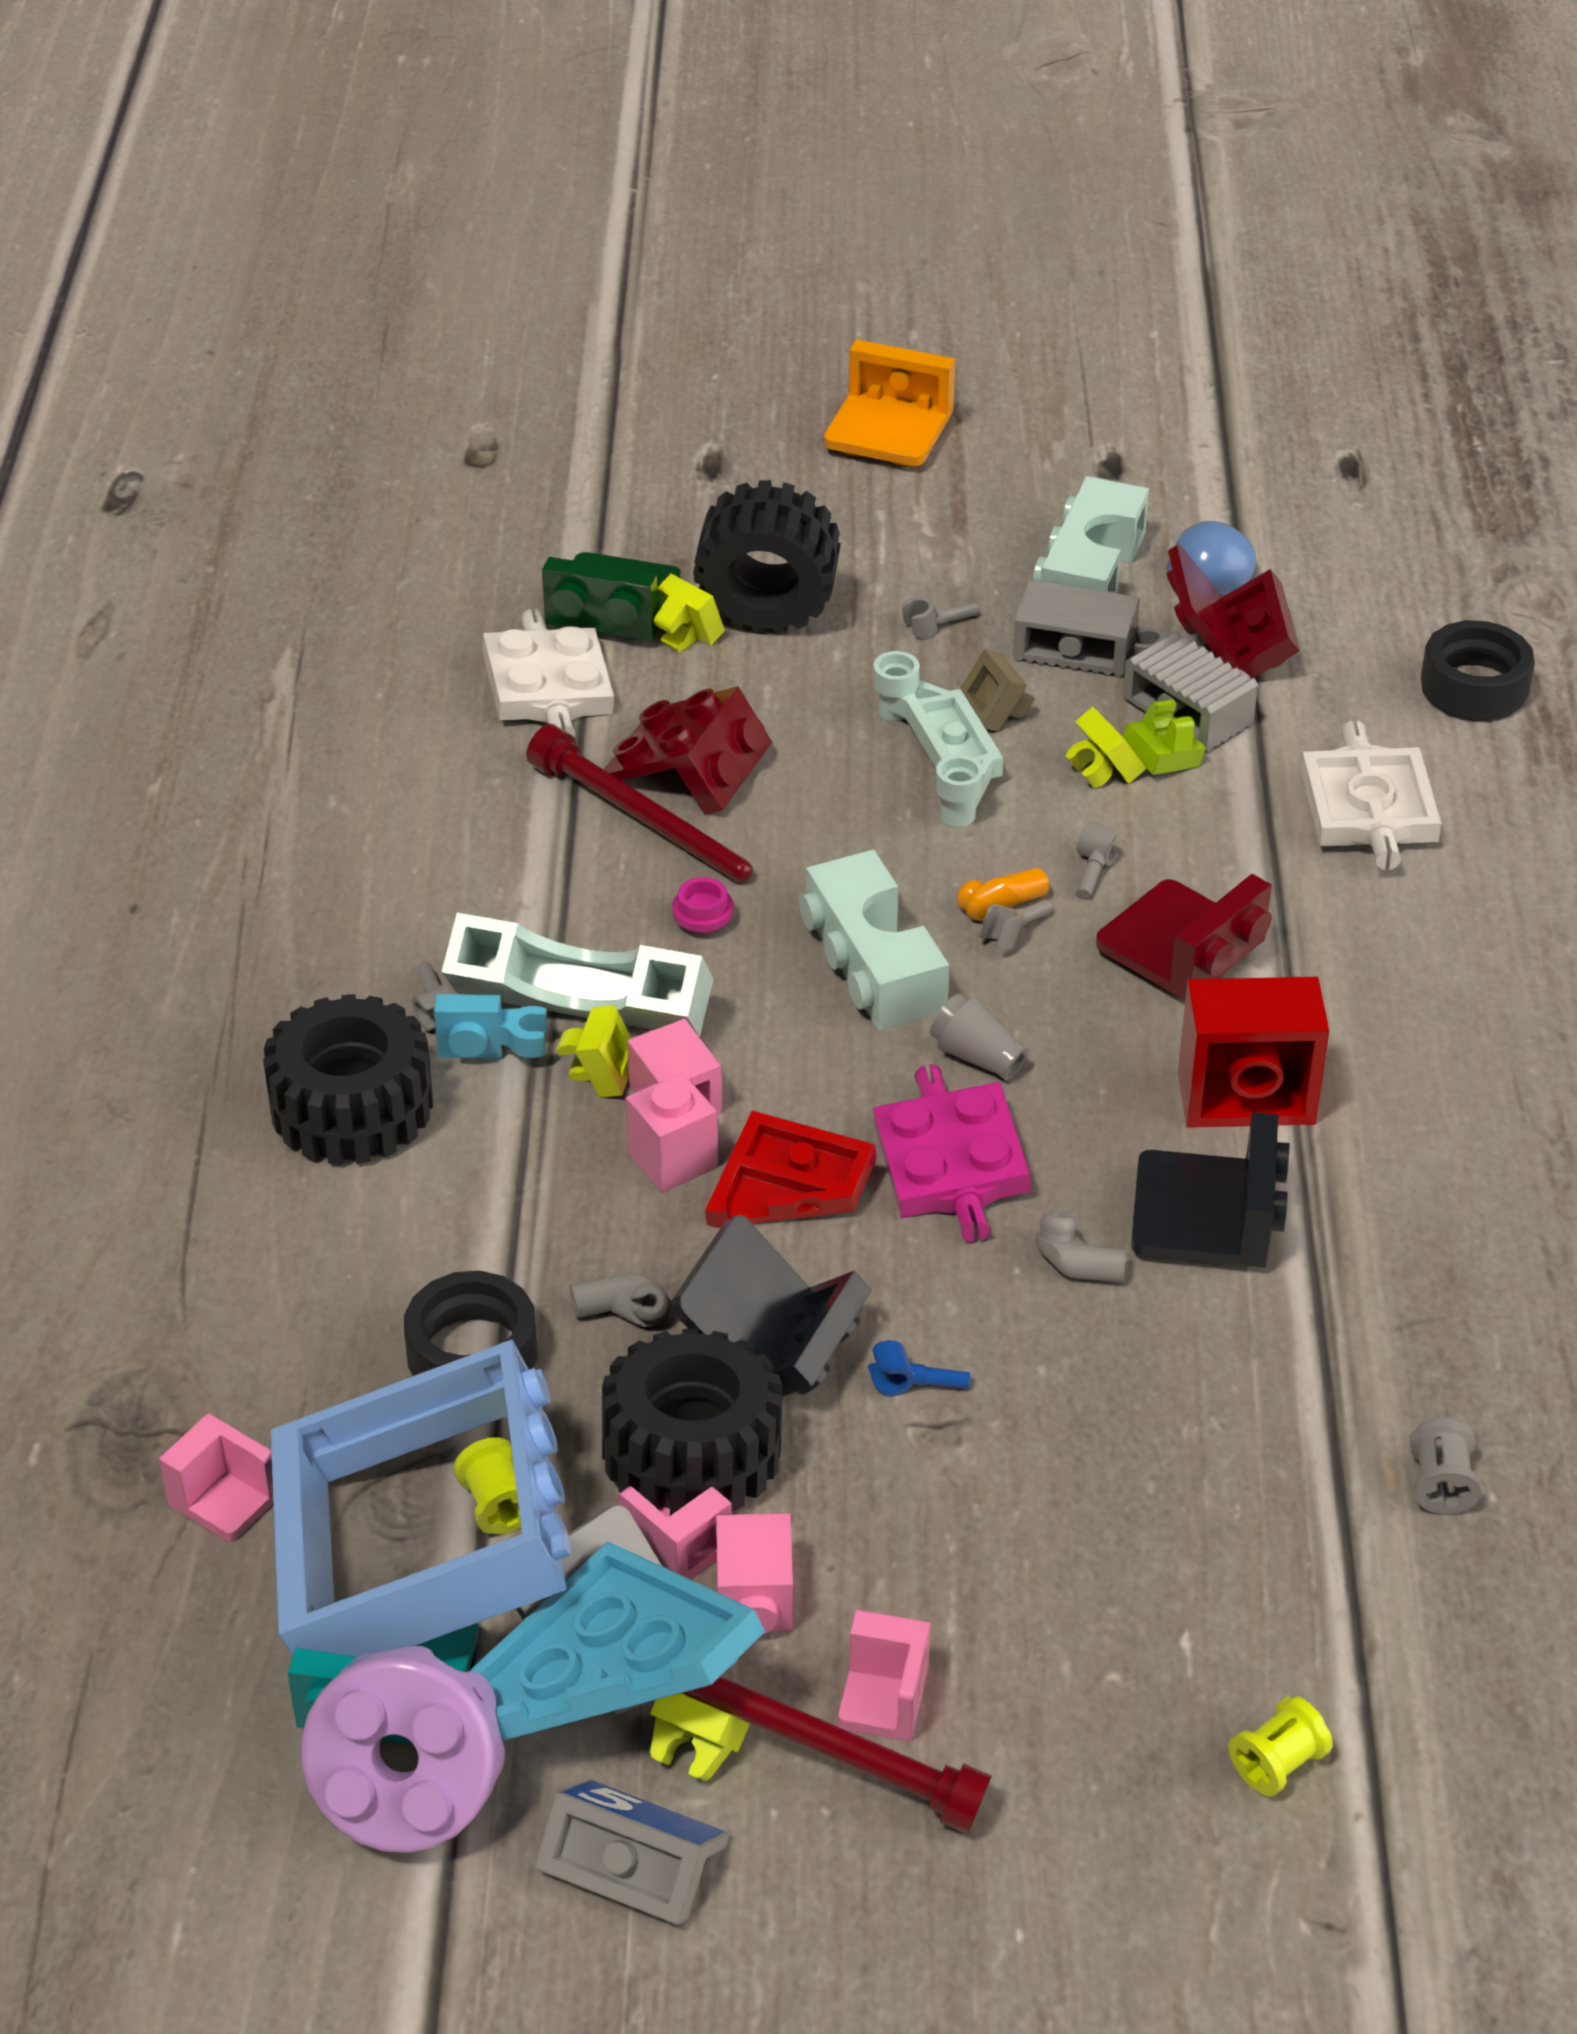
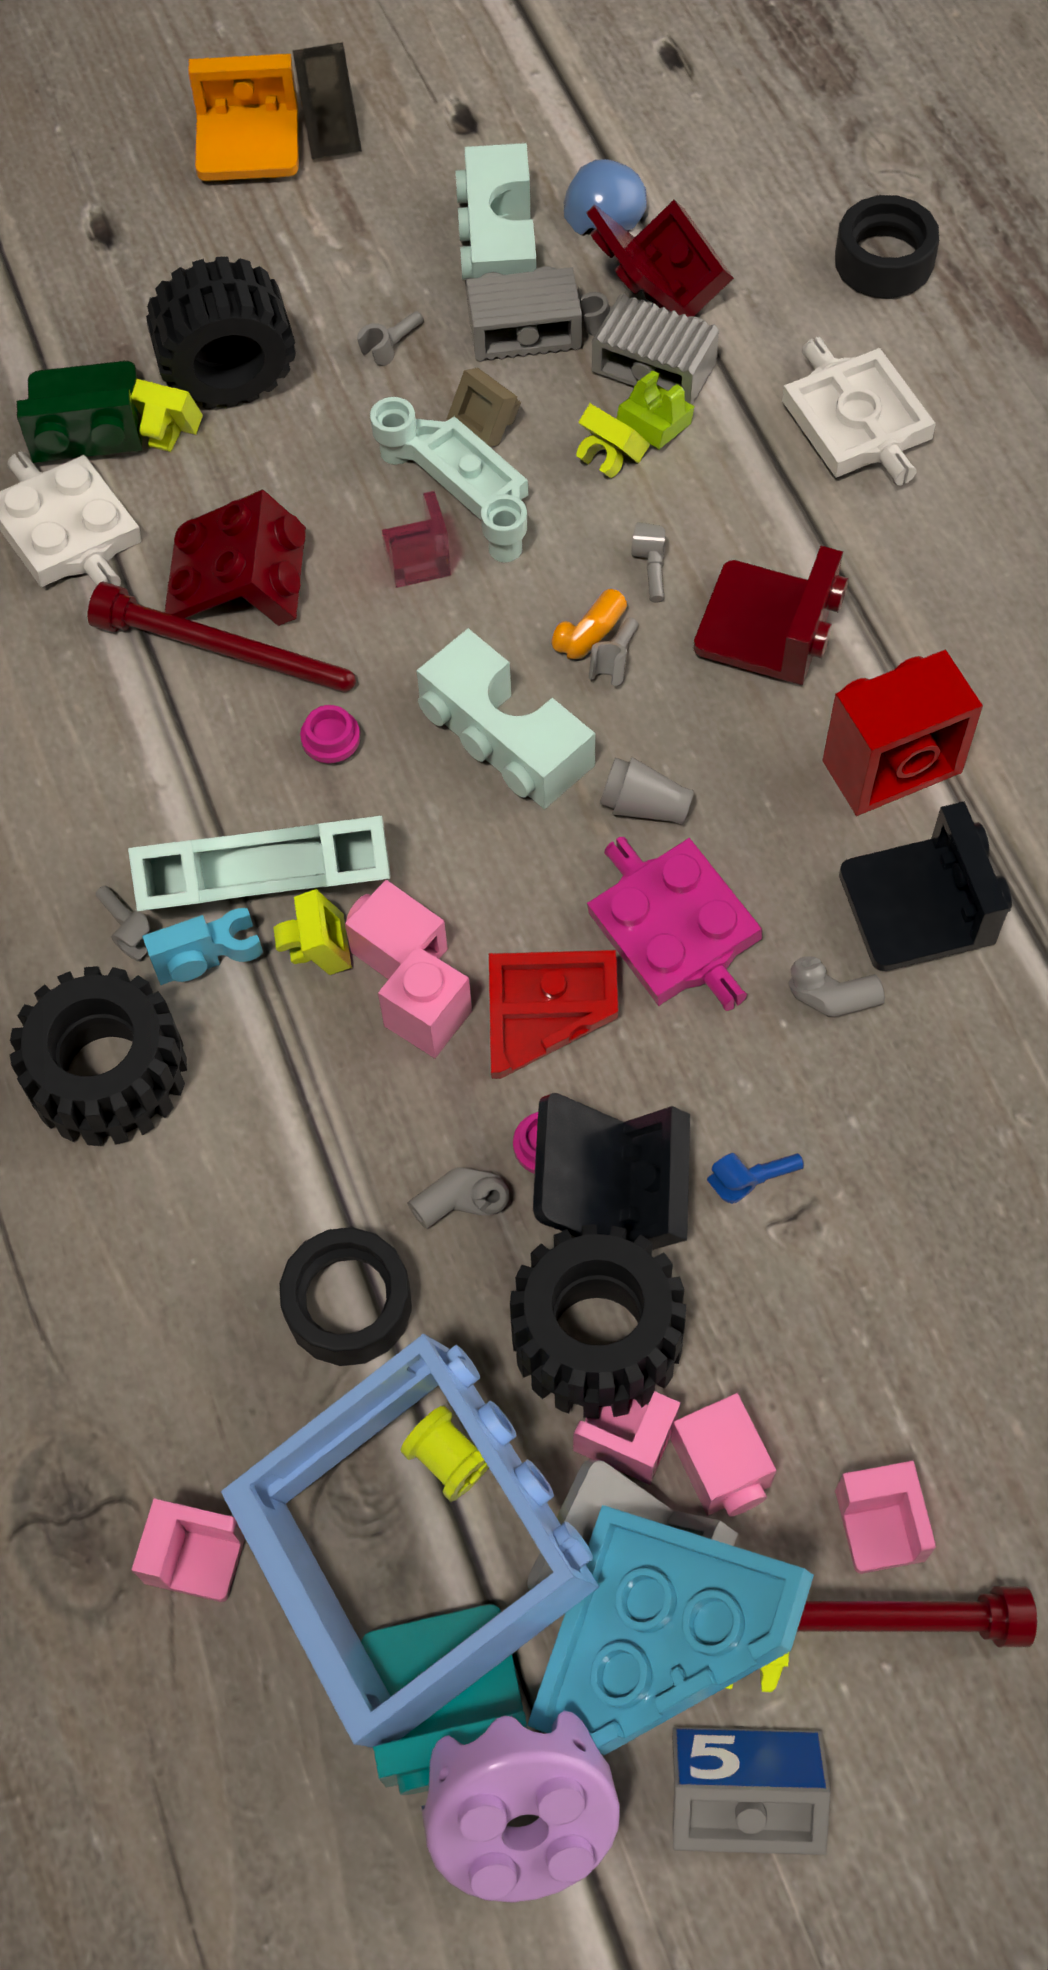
camera: 20 degrees left, 20 degrees up
(868, 785) = (419, 549): none -> clear pink panel
(977, 410) = (326, 101): none -> clear smoke slope

